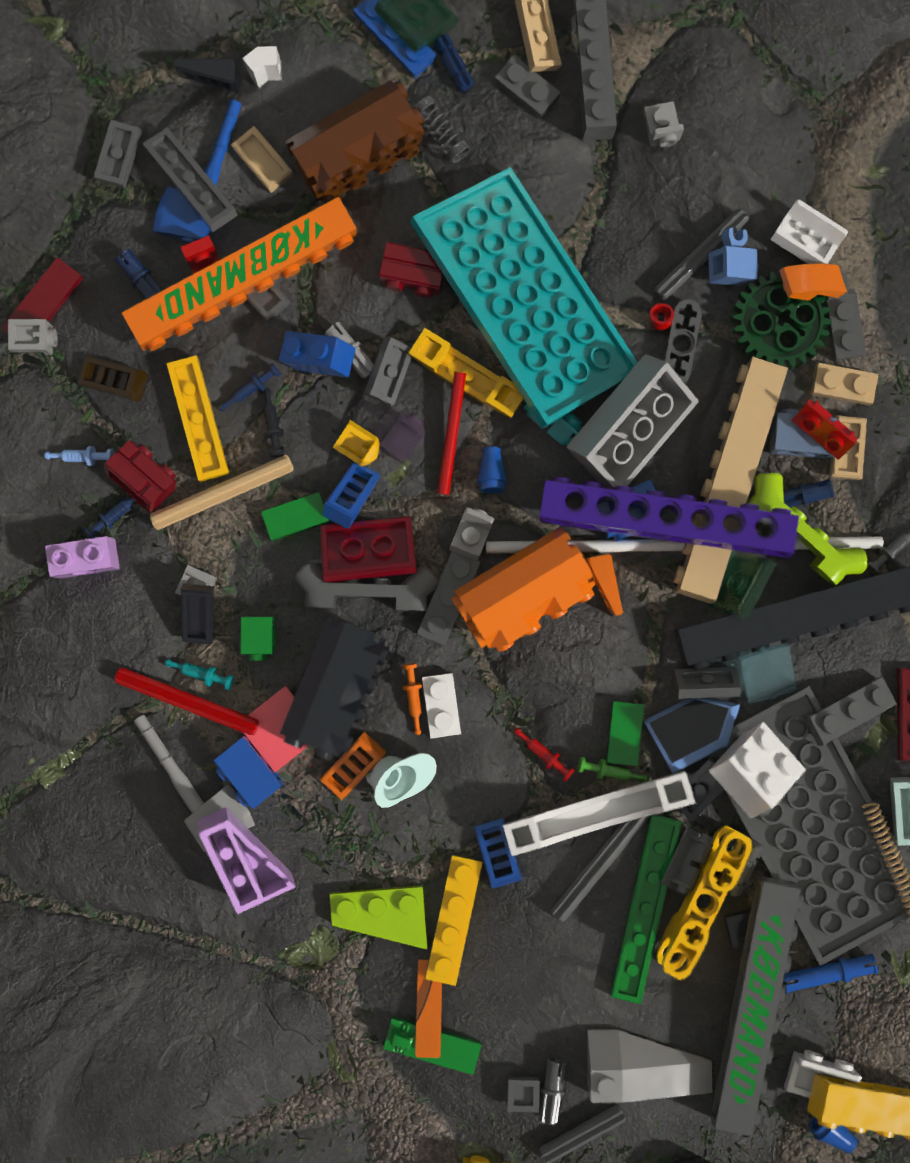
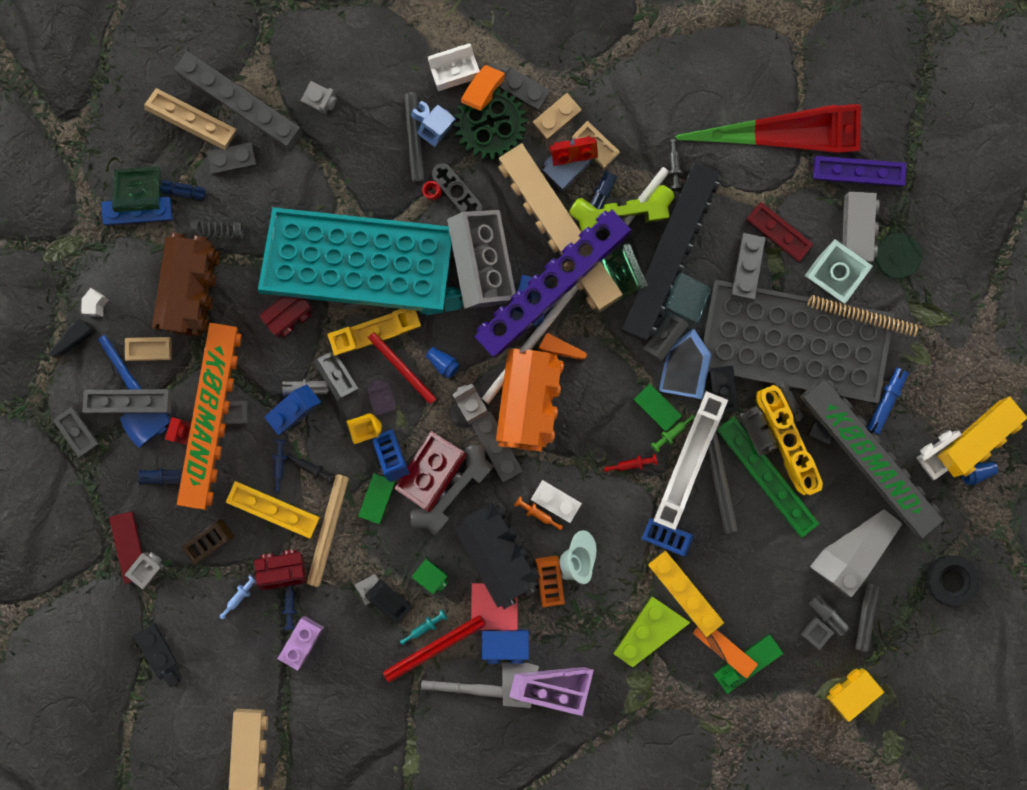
camera: 50 degrees left, 0 degrees up
(757, 770) = (738, 349): white brick -> none

